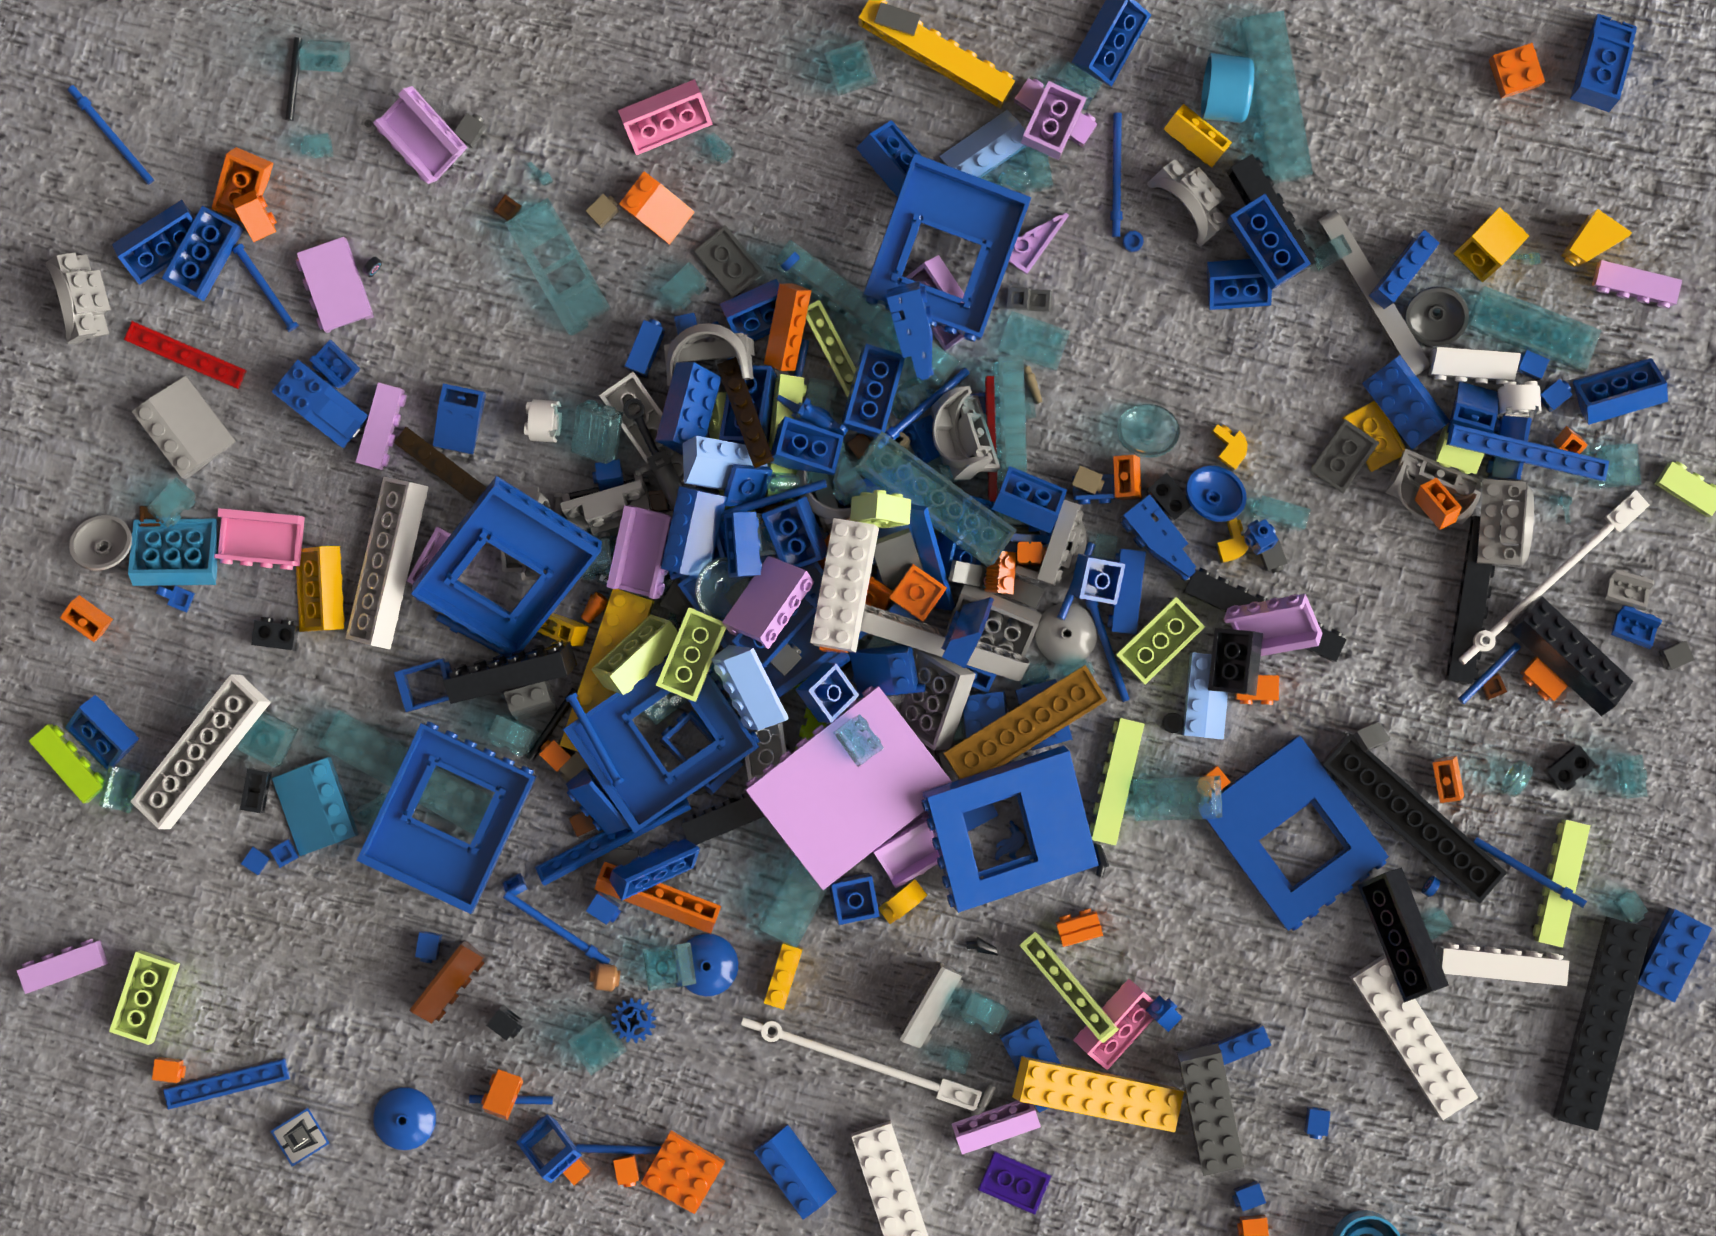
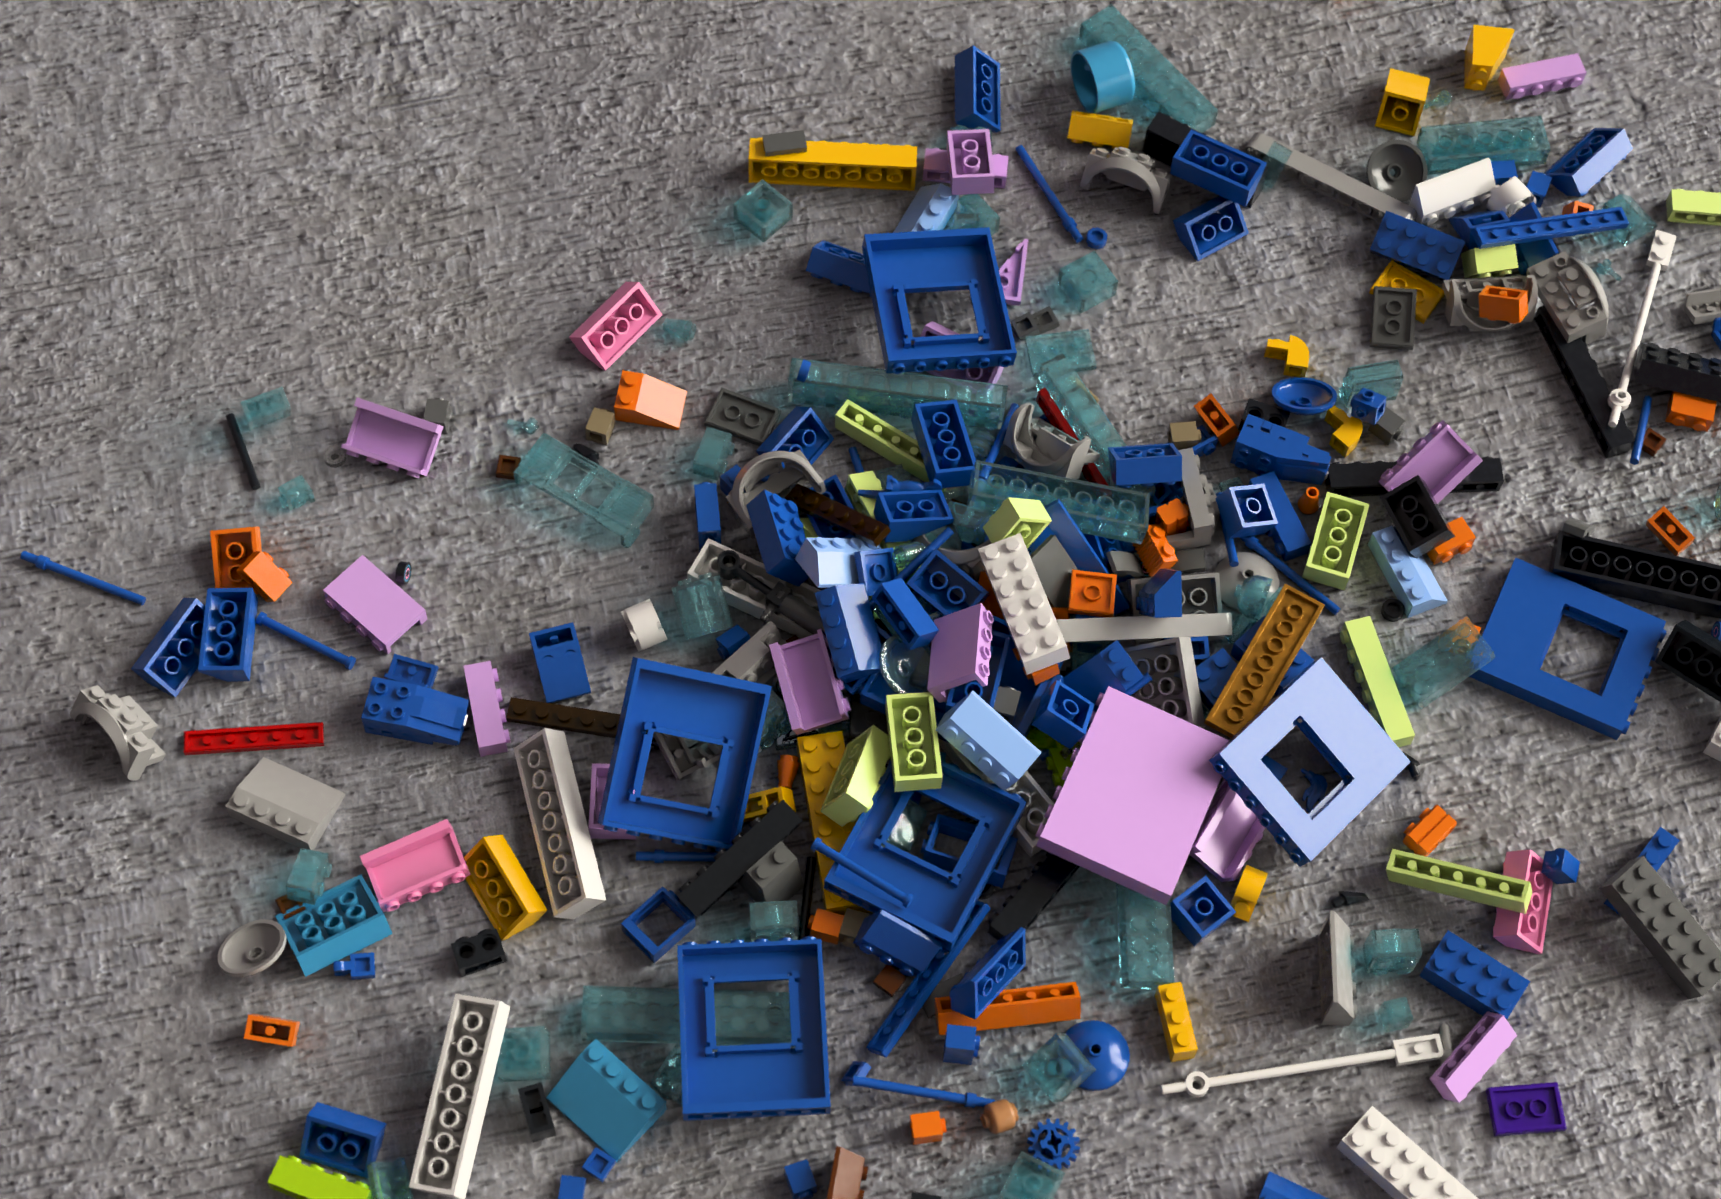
camera: 30 degrees left, 25 degrees down
(545, 956) = (927, 1127): none -> orange brick
(579, 232) = (587, 452): none -> black bar
(787, 327) = (831, 434): orange brick -> none
(858, 740) = (1121, 735): clear light blue bracket -> none
(913, 325) = (951, 361): blue piece -> none
(1056, 657) = (1252, 595): none -> clear light blue cylinder
(1096, 284) = (1087, 281): none -> clear light blue brick
(1098, 1094) = (1551, 966): yellow brick -> none
(1148, 422) = (1210, 373): clear light blue dish -> none
(1156, 594) = (1309, 501): none -> orange cone
(1404, 269) = (1344, 146): blue brick -> none

